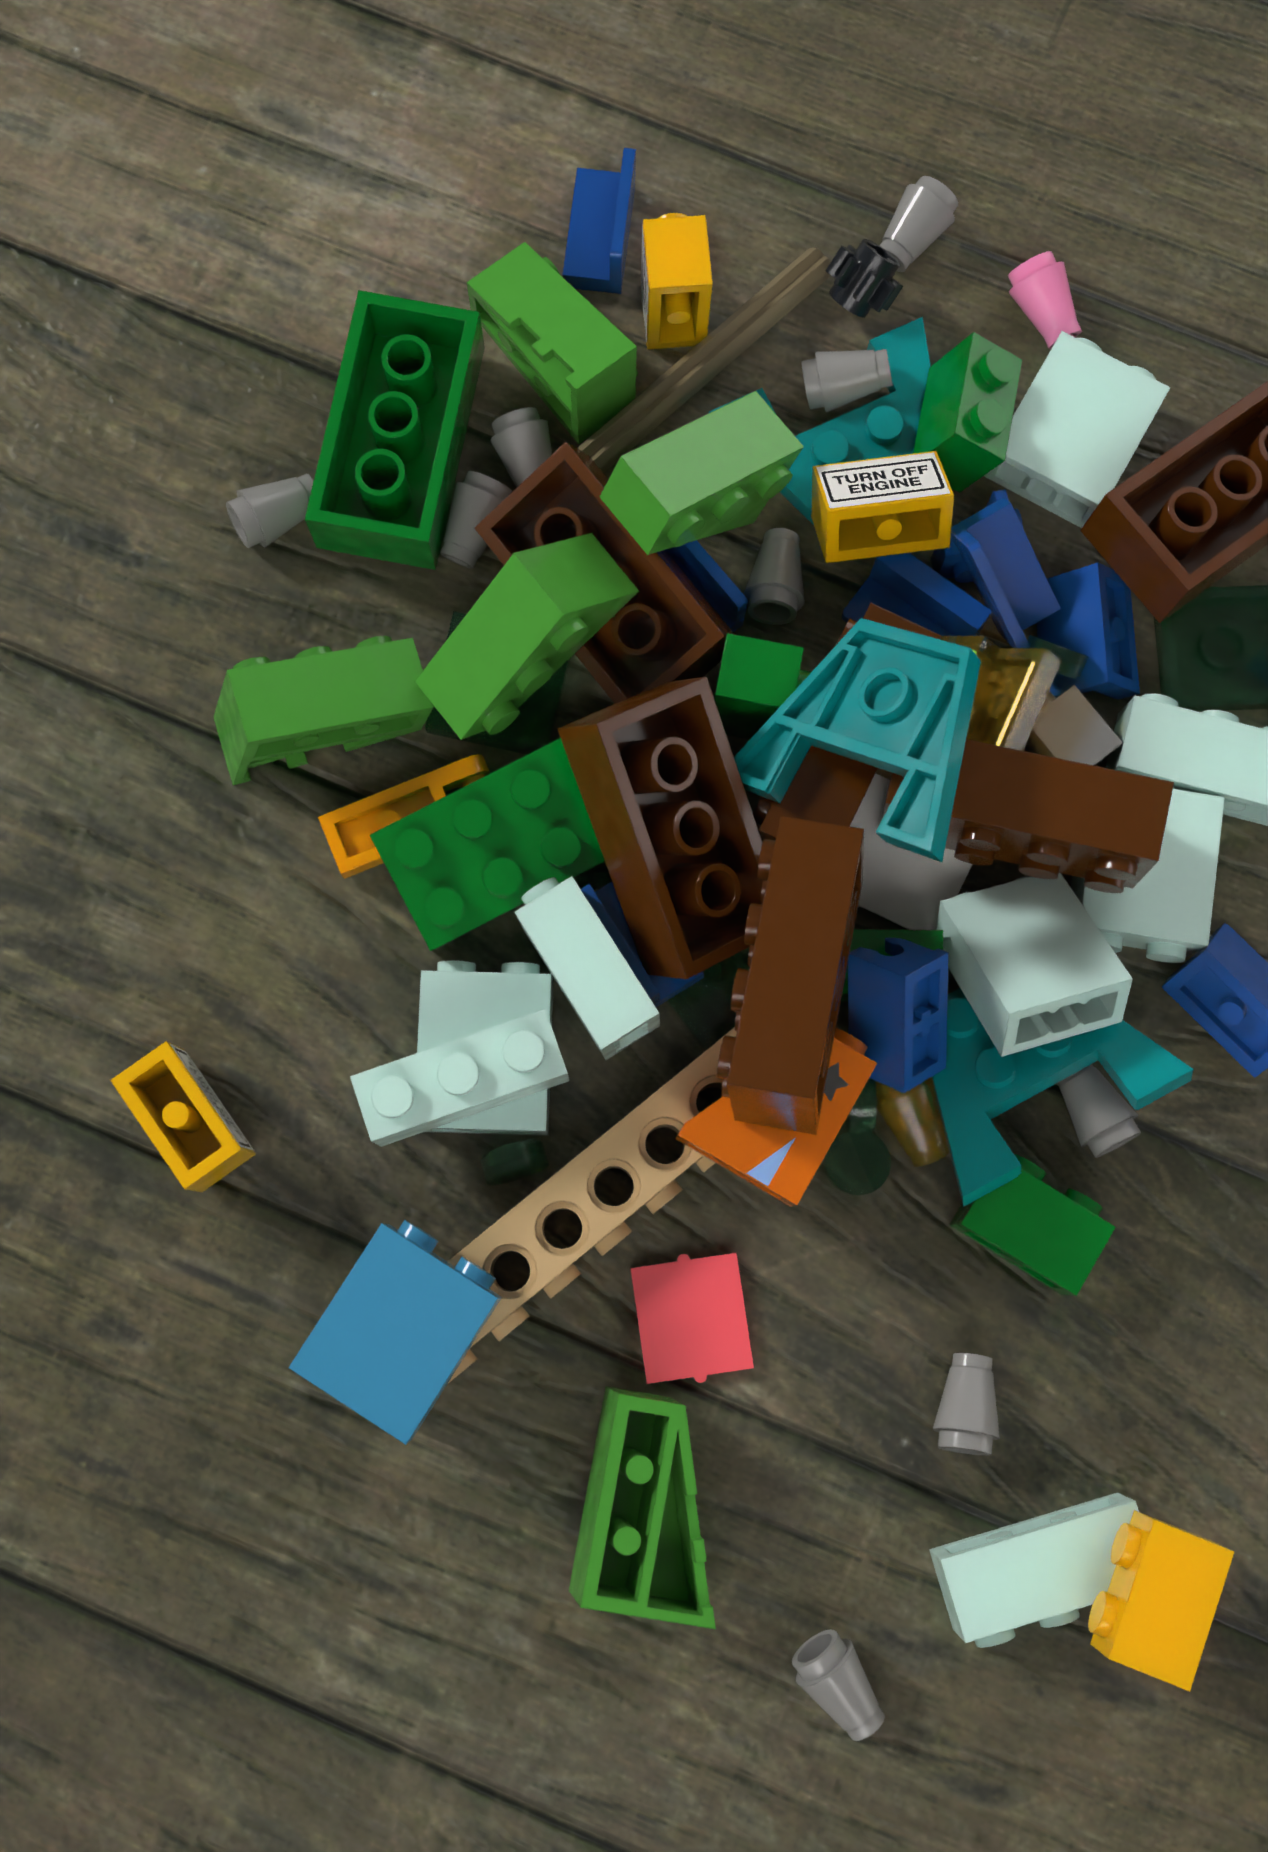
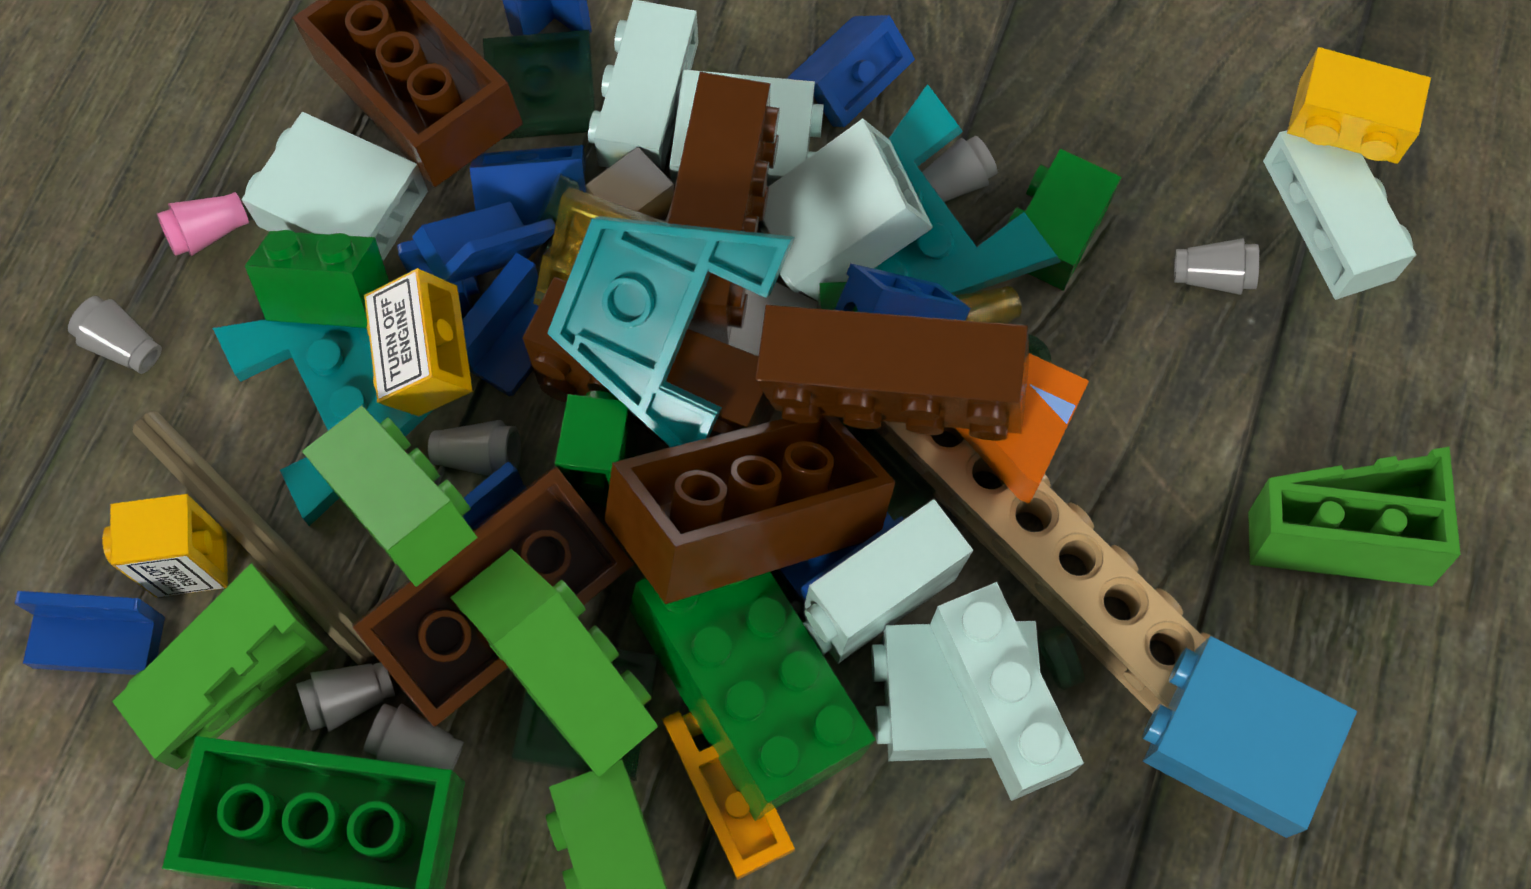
camera: 90 degrees left, 10 degrees down
(691, 1318) = (1175, 497): coral piece -> none
(837, 1682) = (1459, 362): light grey cone -> none
(844, 376) = (273, 393): light grey cone -> none
(864, 278) = (171, 377): black gear -> none

